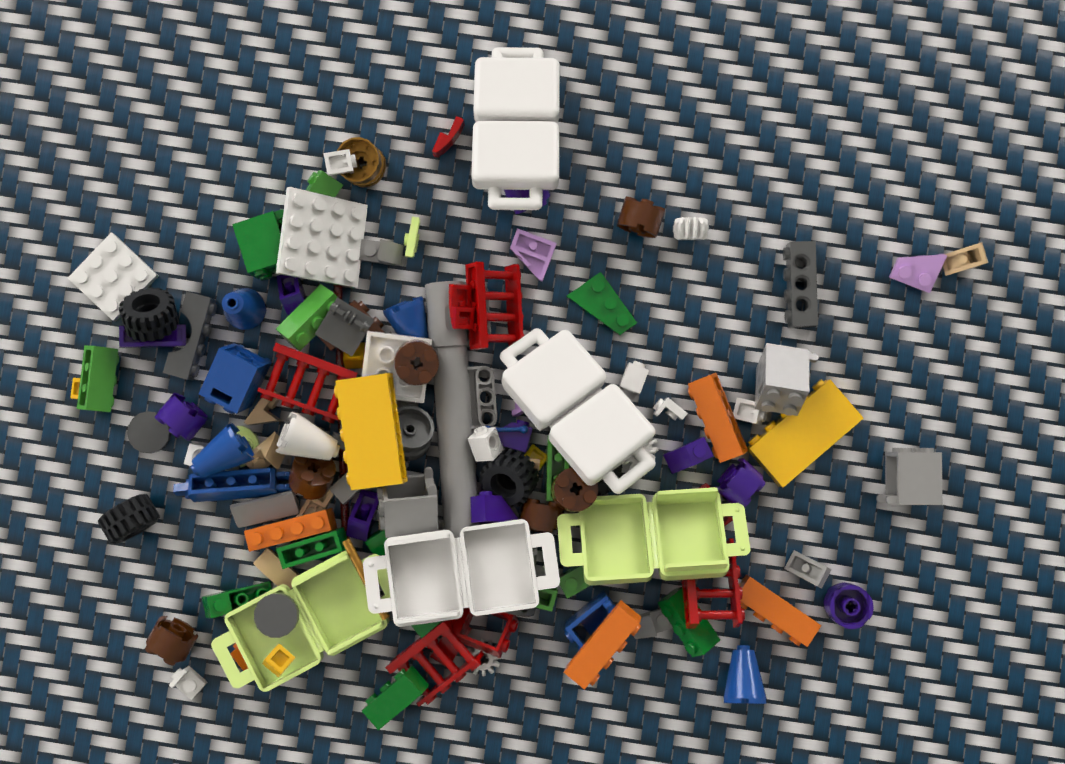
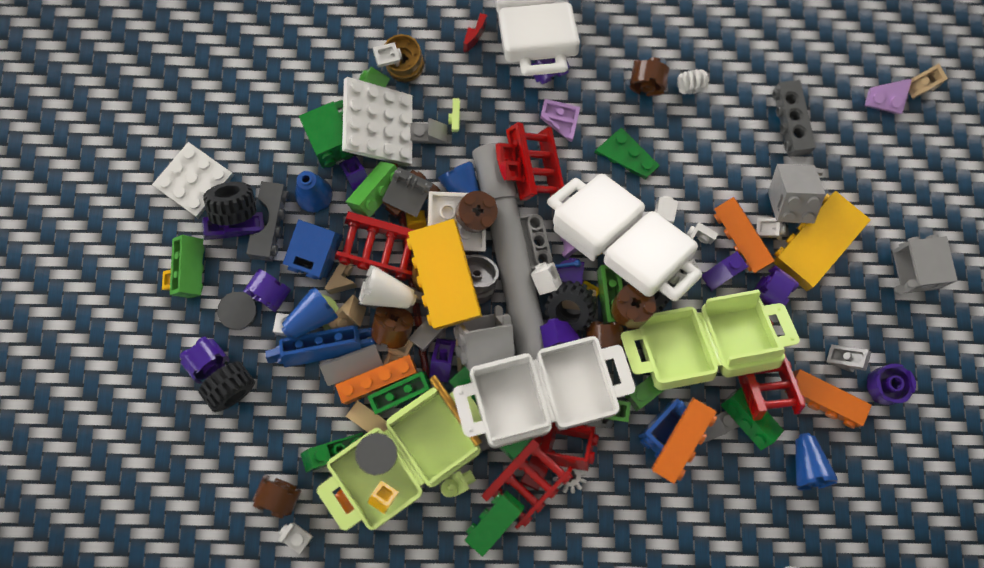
camera: 15 degrees left, 10 degrees down
(107, 485) = (203, 359): none -> dark purple brick
(361, 652) = (457, 483): none -> yellowish green hips

